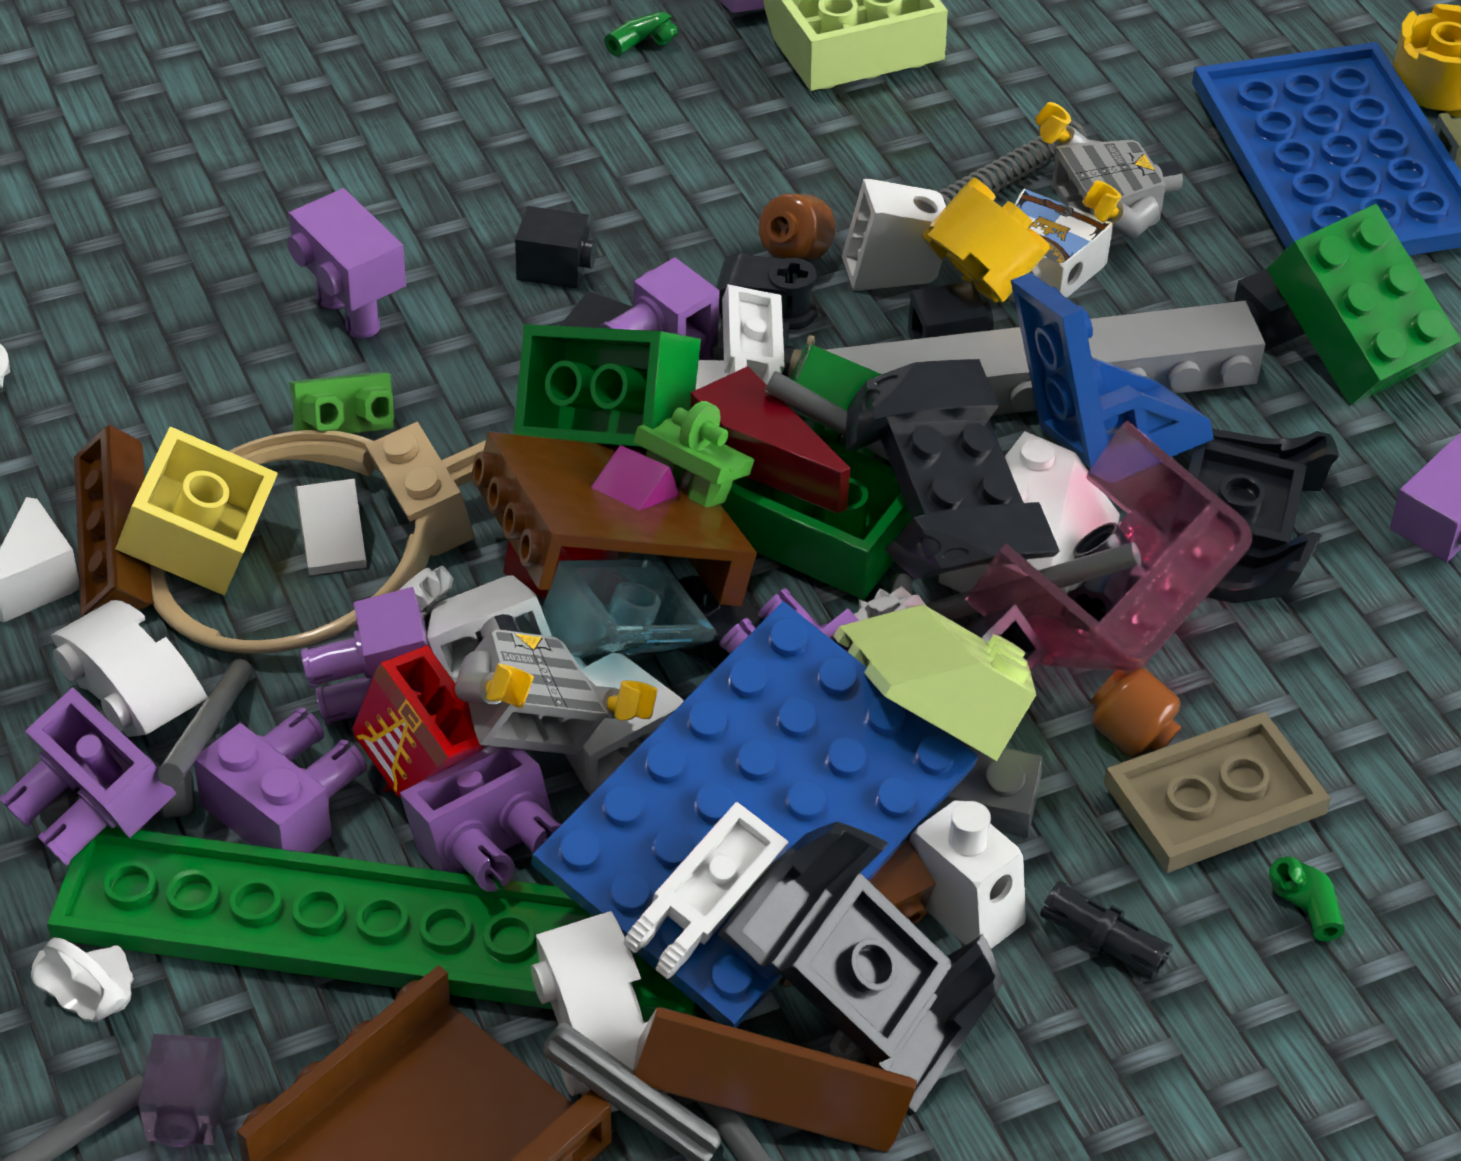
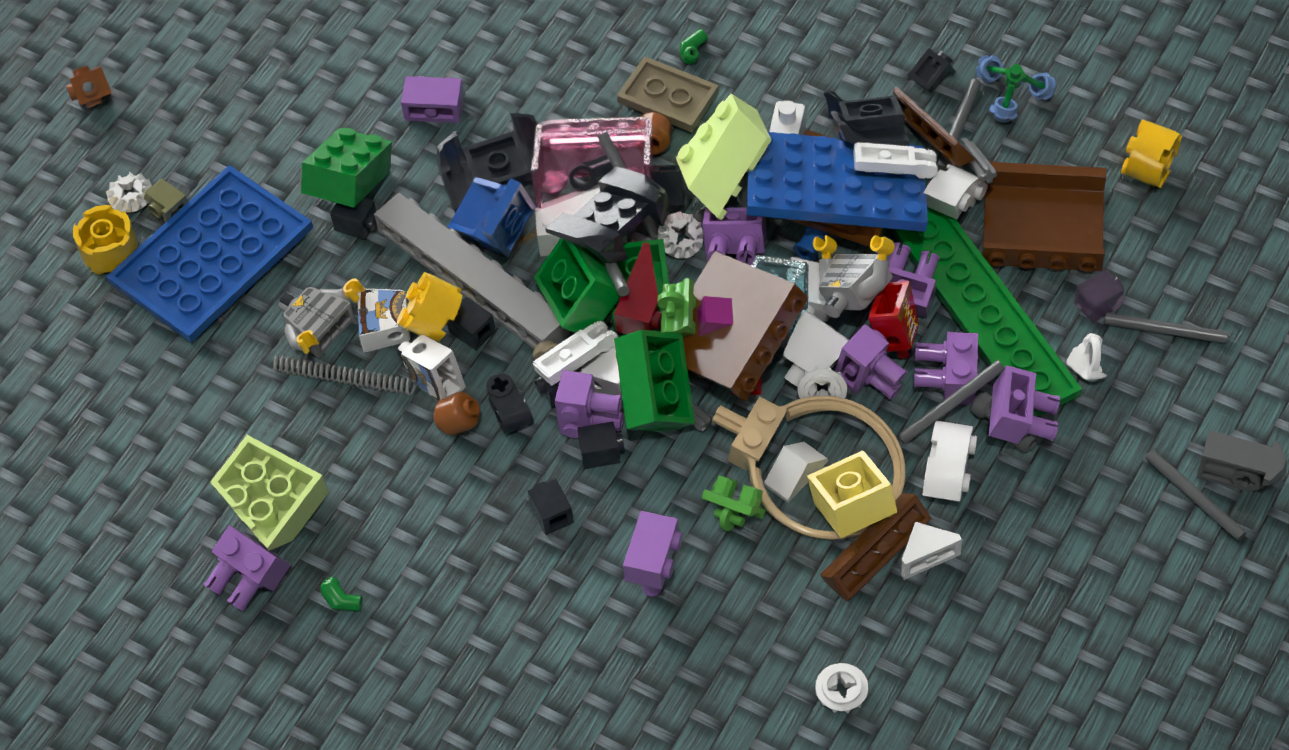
camera: 120 degrees left, 10 degrees up
(1106, 930) = (765, 90): black pin -> none

